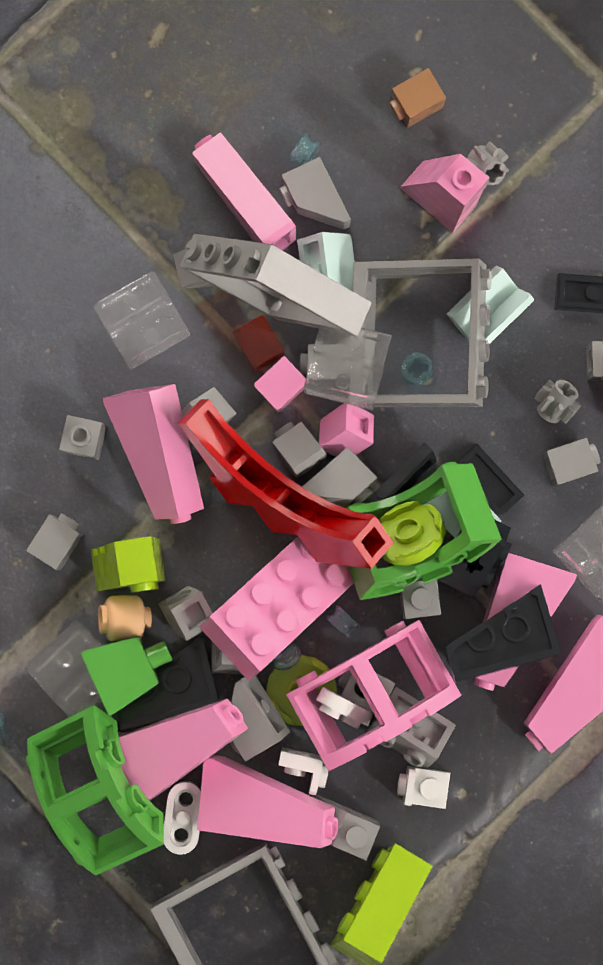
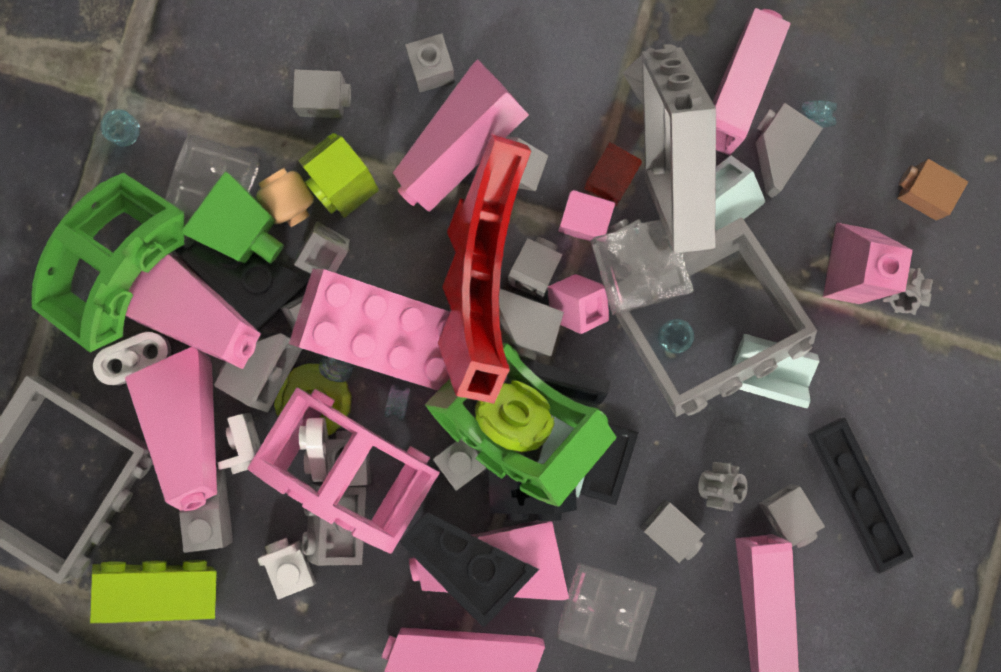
camera: 60 degrees right, 0 degrees up
(141, 320) = (571, 55): clear slope -> none

